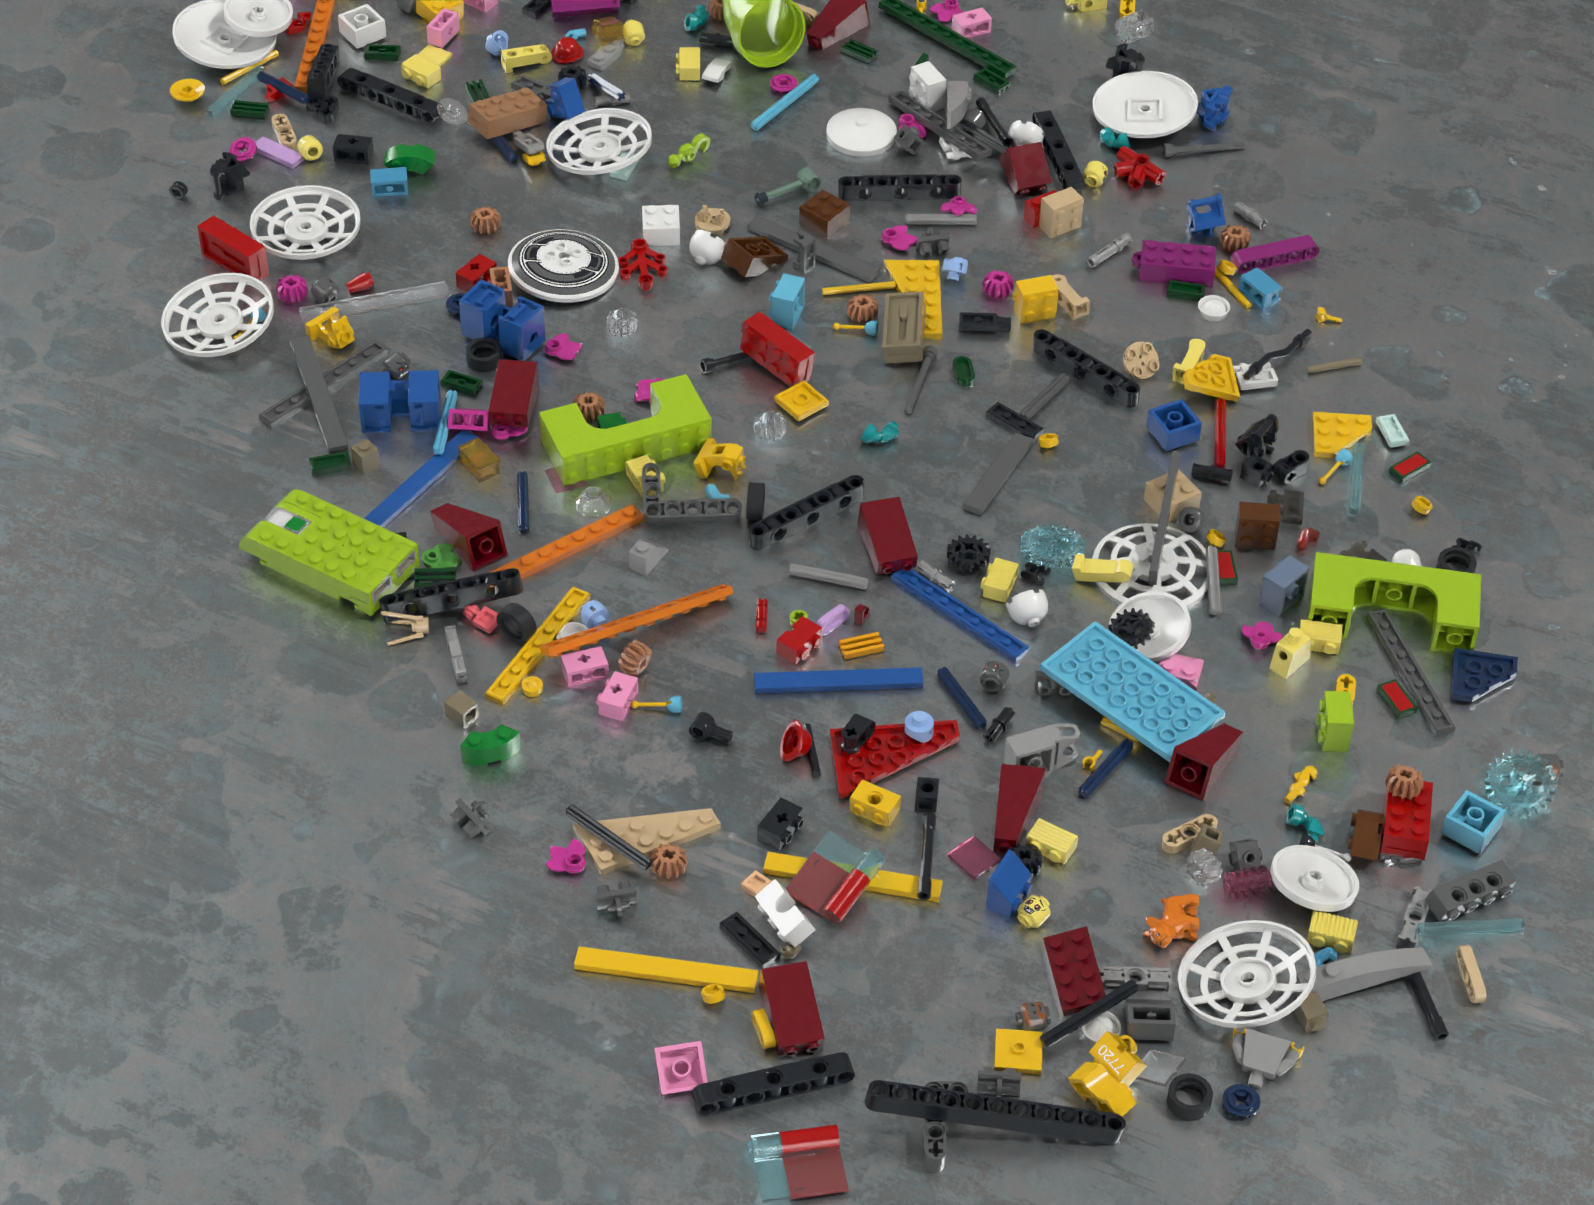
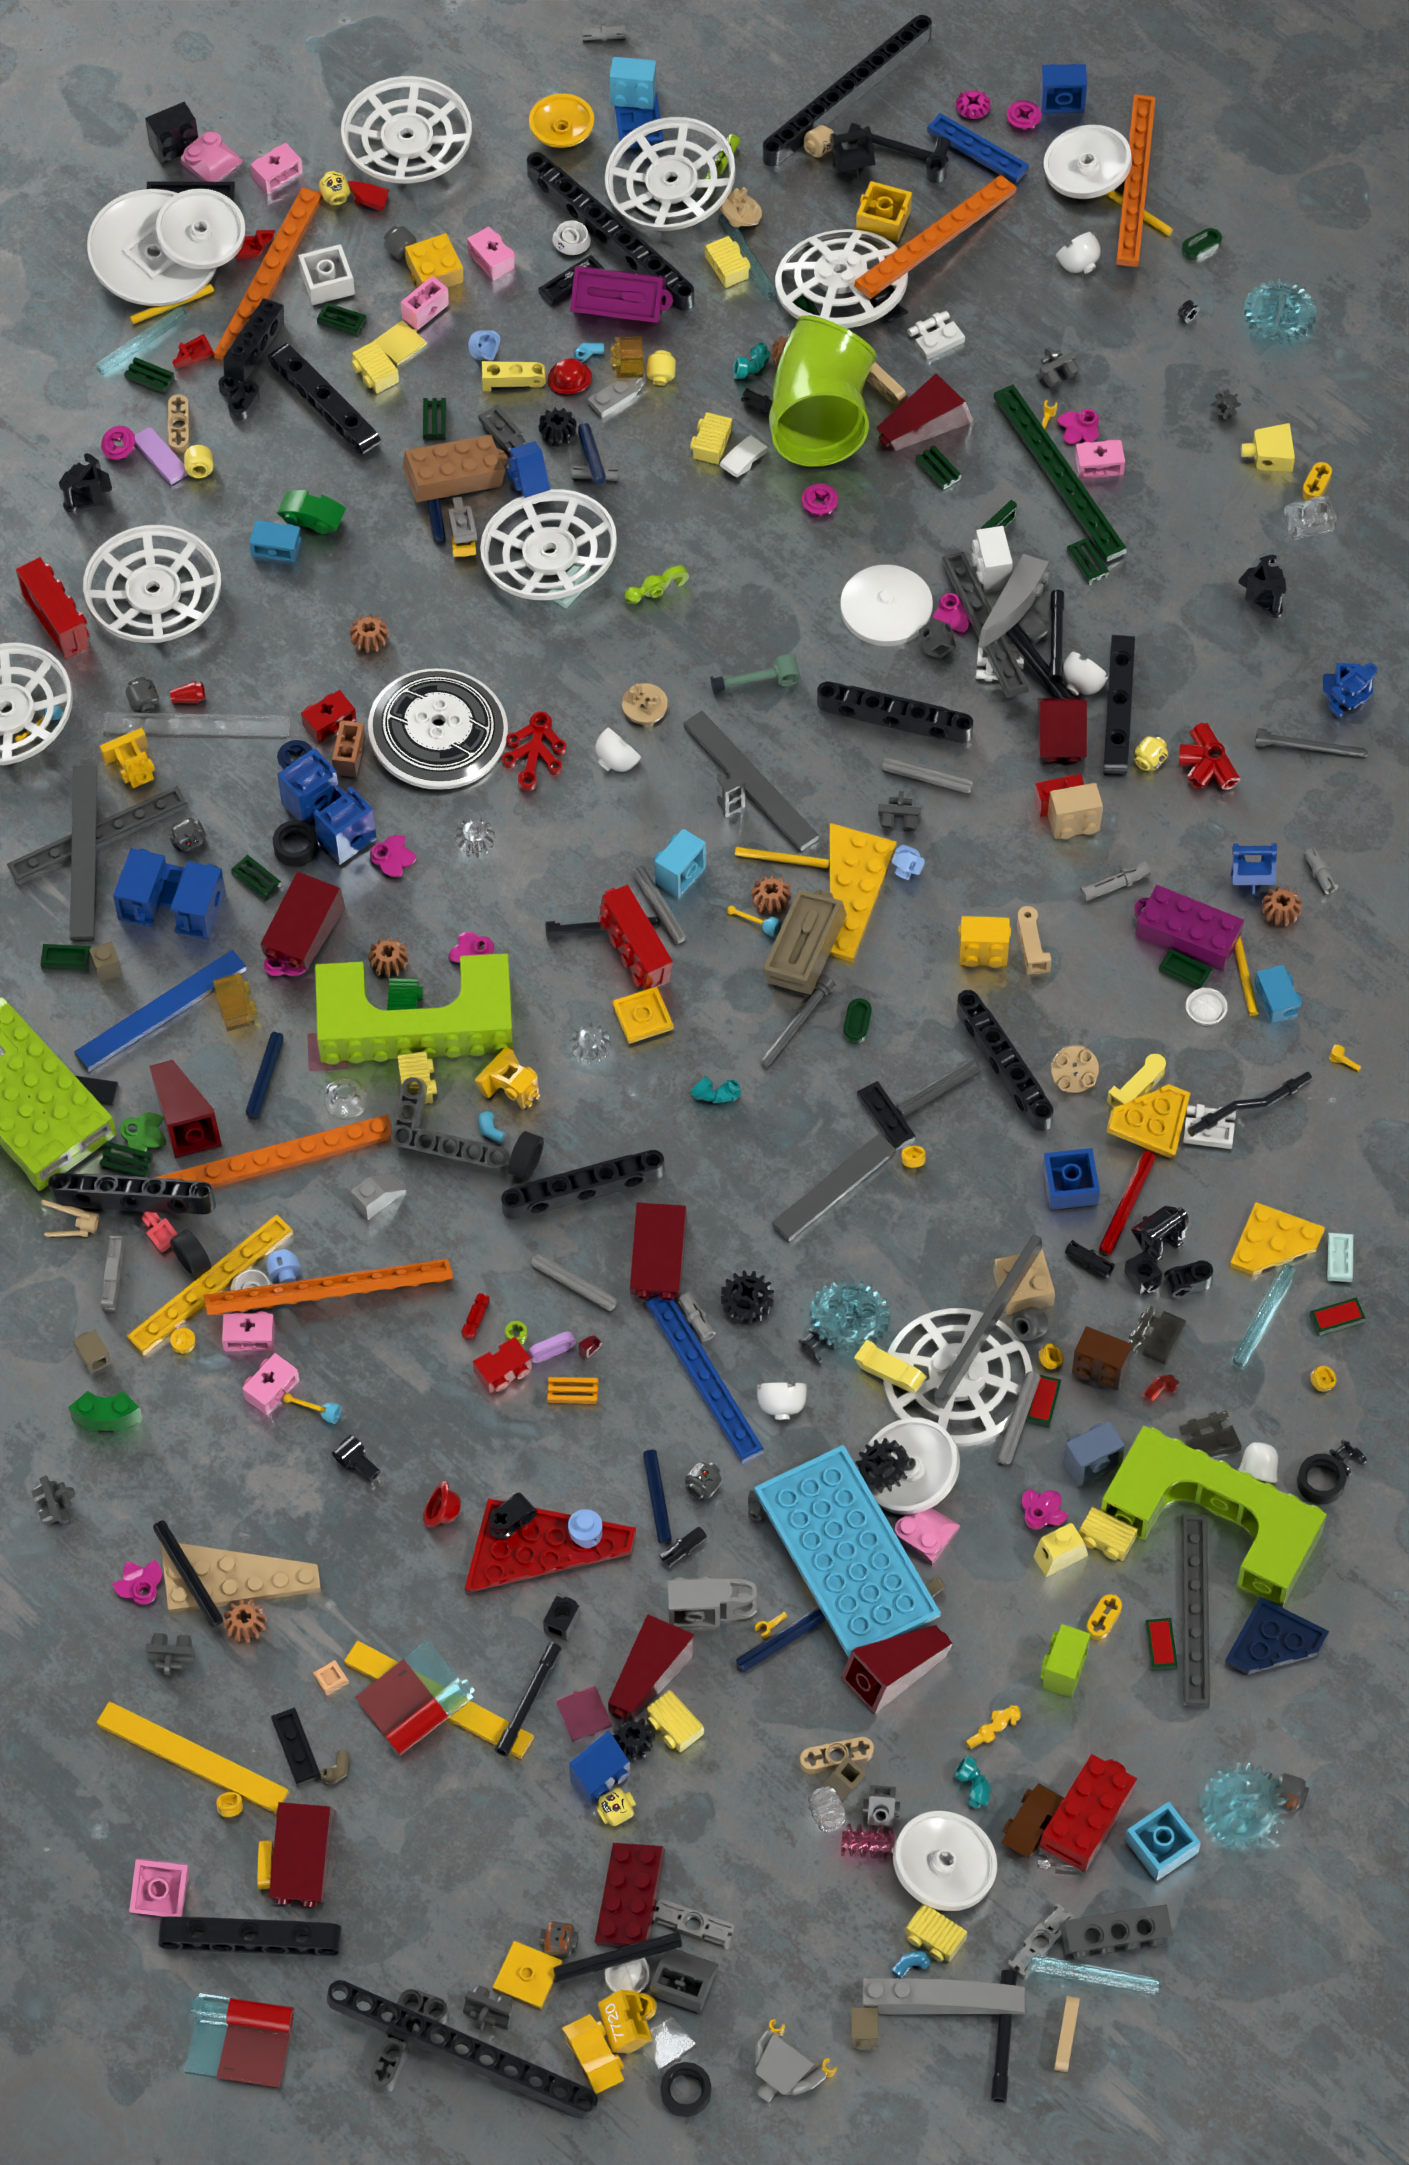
camera: 20 degrees right, 15 degrees up
(178, 190) = (22, 488): black bush -> none
(187, 90) = (79, 321): yellow dish -> none
(283, 87) = (197, 353): dark blue axle -> none
(291, 289) = (105, 682): dark pink gear -> none
(353, 149) = (250, 475): black brick -> none
(442, 431) = (214, 934): medium azure axle -> none
(452, 111) = (395, 438): clear dish -> none
(468, 419) = (239, 940): dark pink brick -> none
(635, 658) = (305, 1340): nougat gear -> none
(661, 225) = (576, 698): white brick -> none
(752, 255) = (672, 774): reddish brown slope -> none
(780, 824) = (388, 1597): black brick -> none
(784, 102) = (809, 531): medium azure axle -> none
(792, 923) = (339, 1747): white arch -> none
(813, 754) = (459, 1521): black bar -> none
(824, 214) = (783, 732): reddish brown brick -> none
(838, 680) = (527, 1431): blue tile -> none
(875, 803) = (495, 1599): yellow brick -> none
(898, 237) = (865, 793): dark pink plate -> none
(958, 206) = (956, 761): dark pink plate -> none
(983, 322) = (910, 954): black hinge -> none
(998, 284) = (952, 900): dark pink gear -> none
(1000, 579) = (768, 1345): light yellow brick -> none
(1107, 136) = (1209, 710): teal arm -> none
(1166, 98) = (1254, 633): white dish -> none
(1175, 920) = (763, 1868): orange animal -> none
(1227, 267) = (1251, 949): yellow tile -> none
(1241, 1092) = (745, 2100): dark blue gear -> none
(1245, 968) = (808, 1951): white dish -> none
(1275, 254) = (1321, 944): magenta beam -> none
(1308, 840) = (964, 1809): hinge -> none
(1333, 365) = (1316, 1136): dark tan bar -> none
(1343, 458) = (1259, 1283): hinge -> none
(1404, 781) = (1089, 1766): nougat gear -> none

